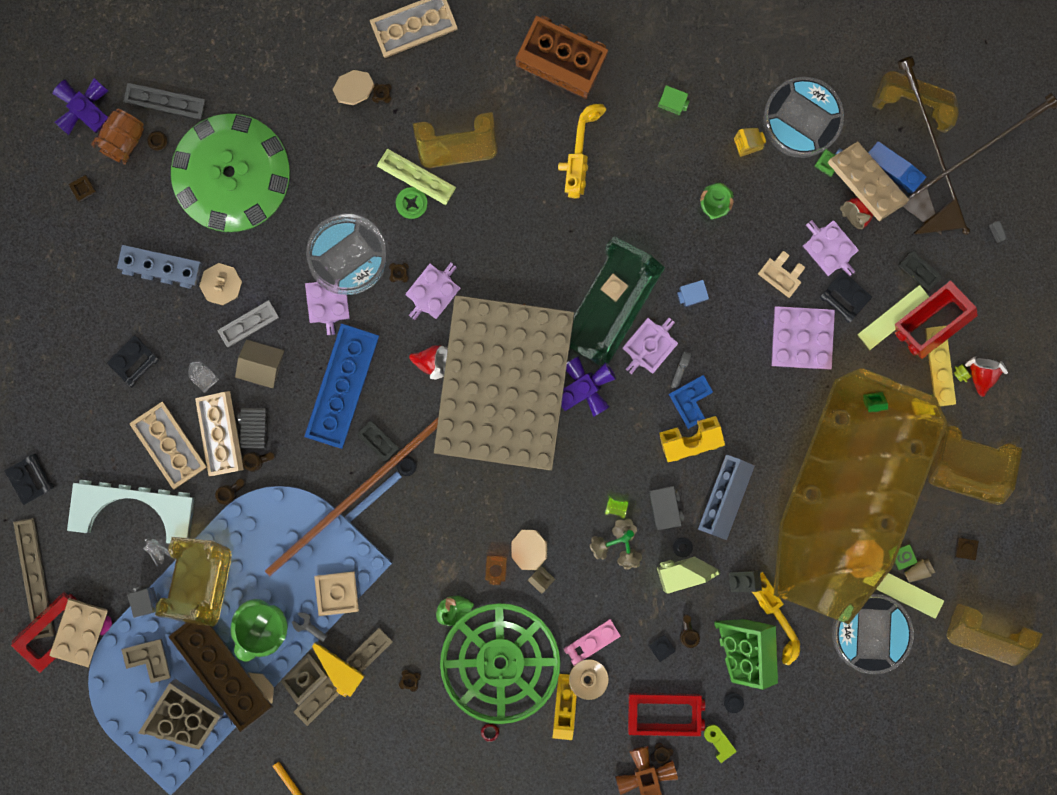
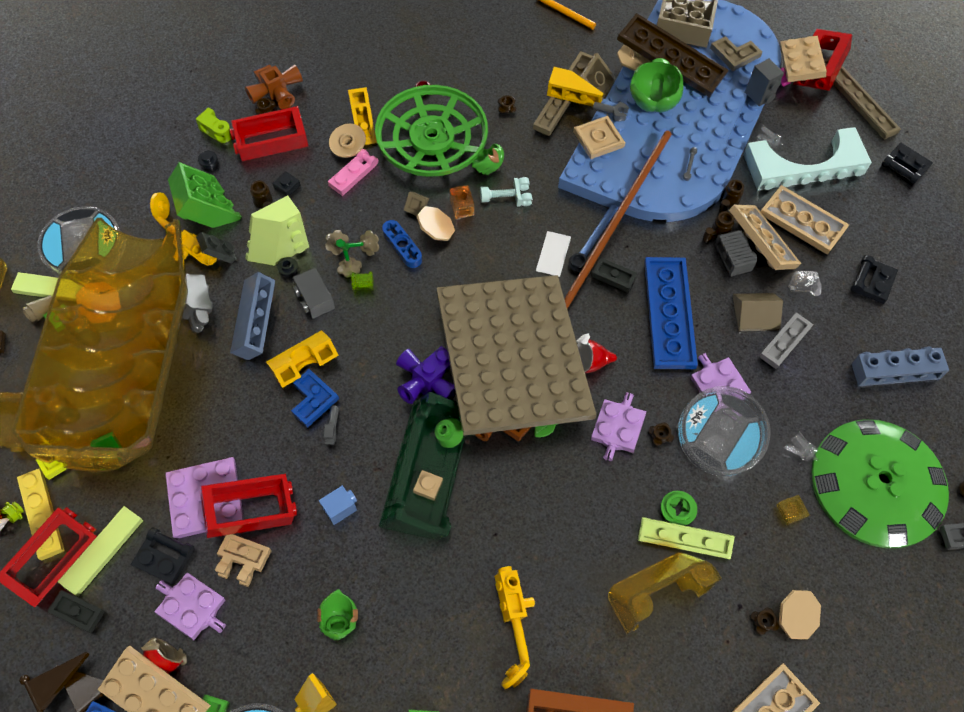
camera: 160 degrees right, 25 degrees down
(196, 581) = (723, 106): clear yellow windscreen -> none
(220, 284) = (830, 372): tan piece -> none
(266, 522) = (687, 176): none -> dark grey hinge
(281, 218) = (806, 449): none -> clear piece
(317, 171) = (793, 510): none -> clear yellow plate
(425, 486) = (553, 253): none -> white sticker
(468, 571) = (519, 184): none -> light aqua bar
(576, 553) = (401, 235): none -> blue beam
(583, 327) = (449, 432): none -> bright green cone
(650, 345) = (371, 438): lavender plate -> none
(739, 299) = (245, 489): none -> red piece
(770, 527) = (198, 302): none -> hinge

